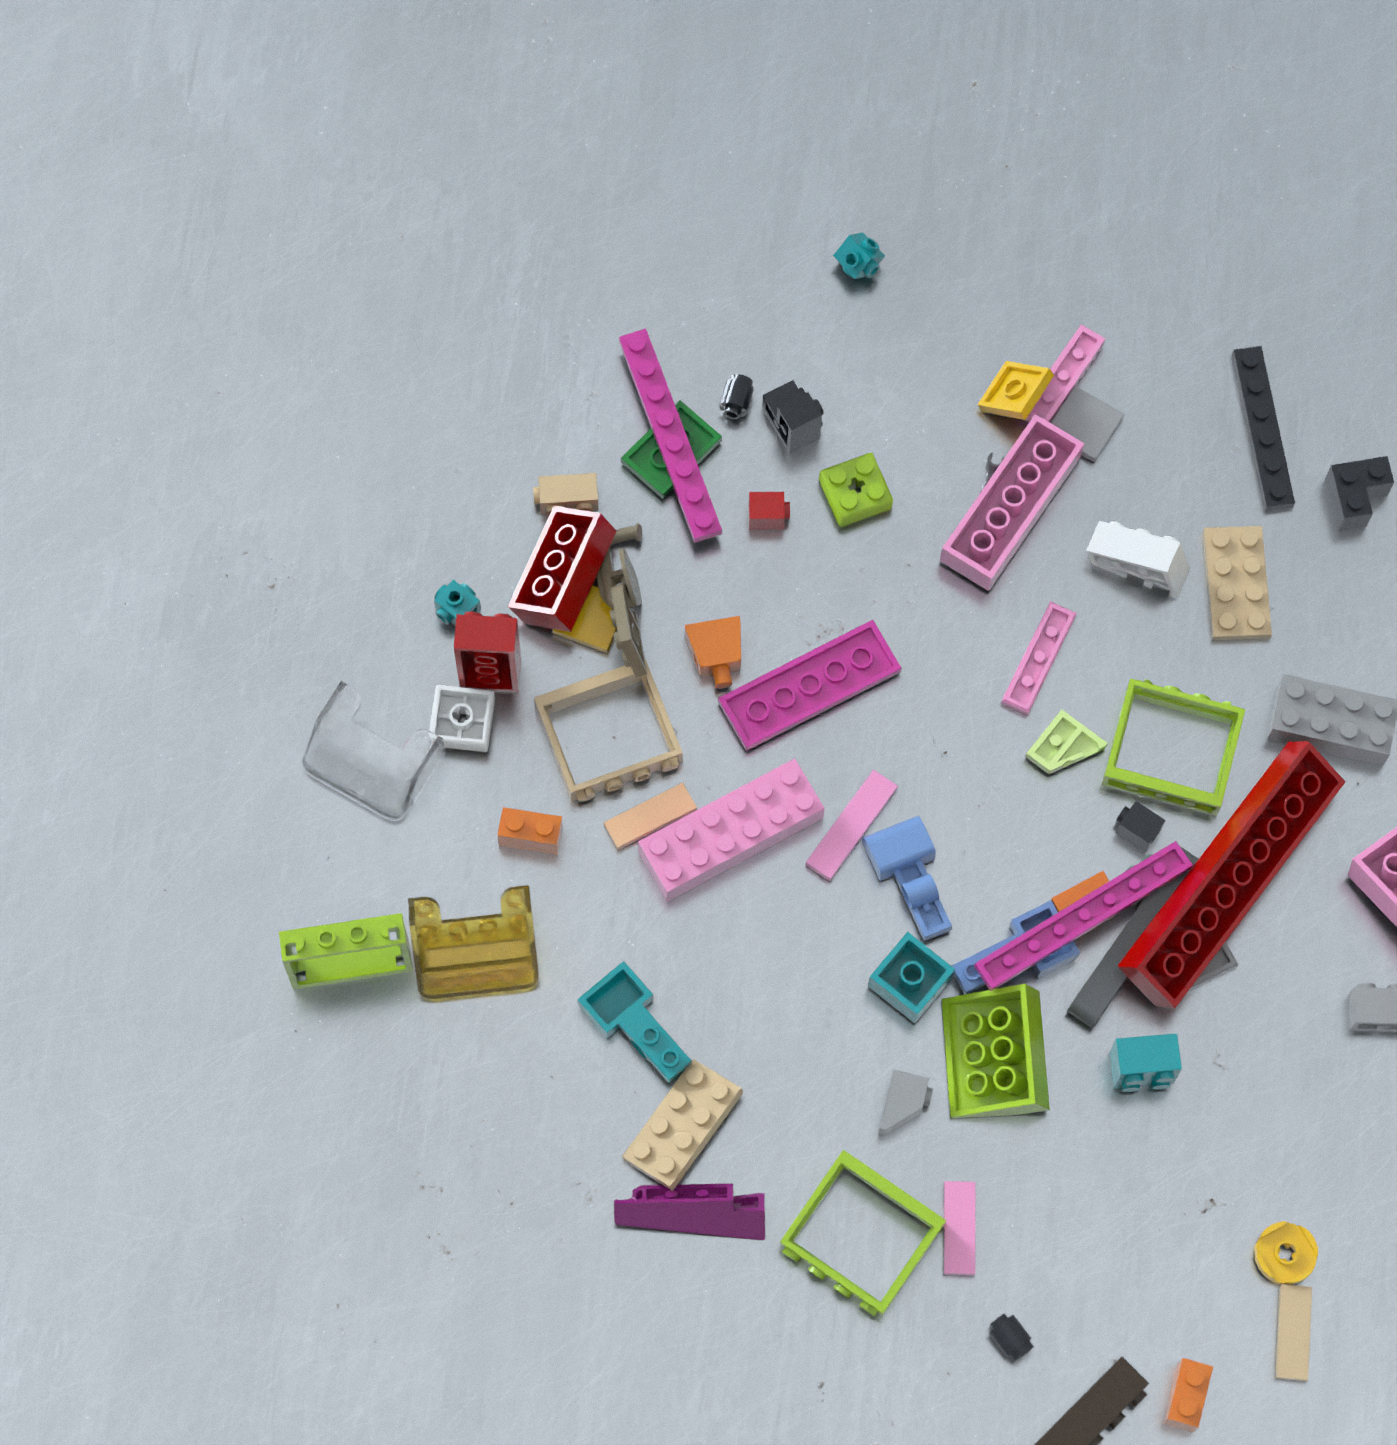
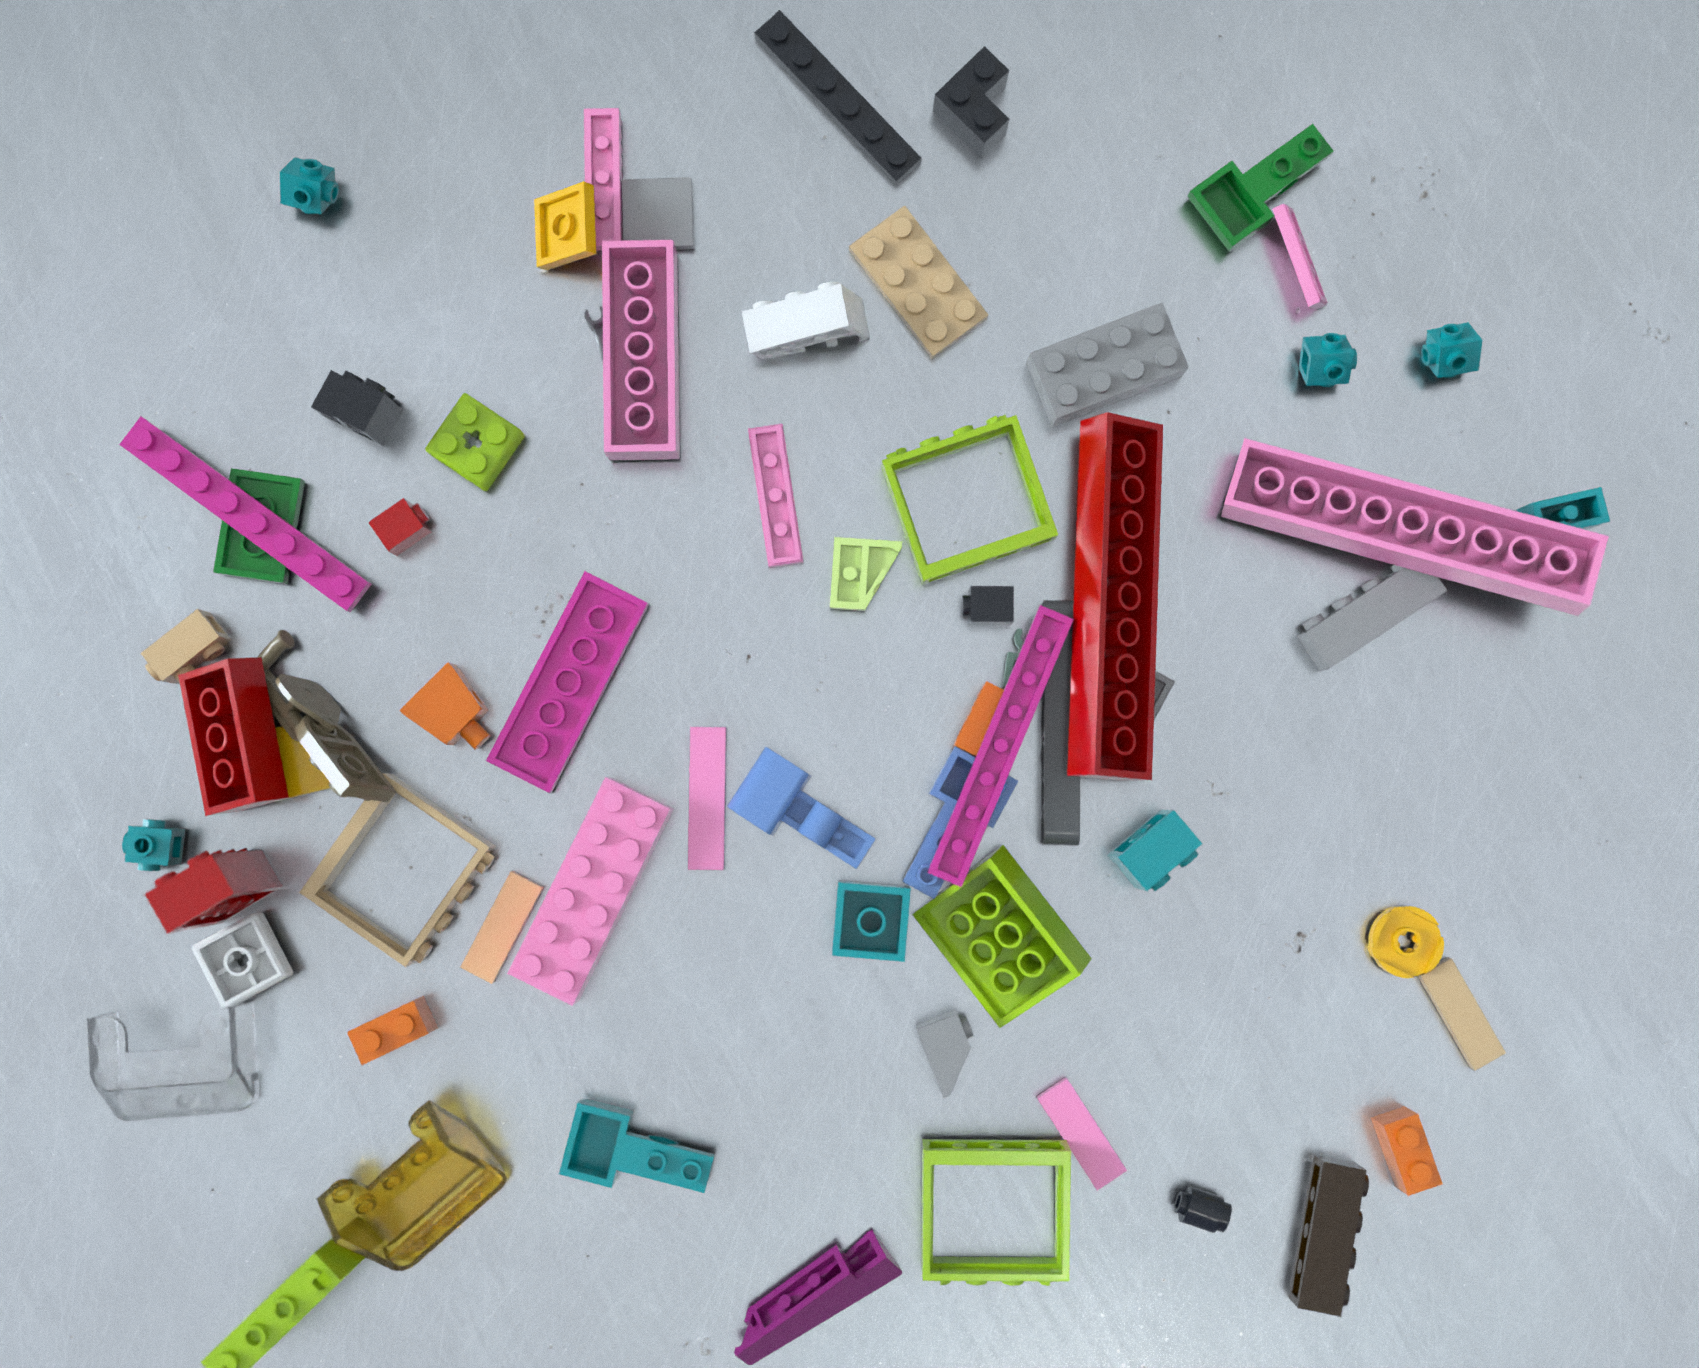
camera: 35 degrees left, 15 degrees up
(682, 1124) = (748, 1222): tan plate -> none
(736, 396) = (287, 424): black brick -> none

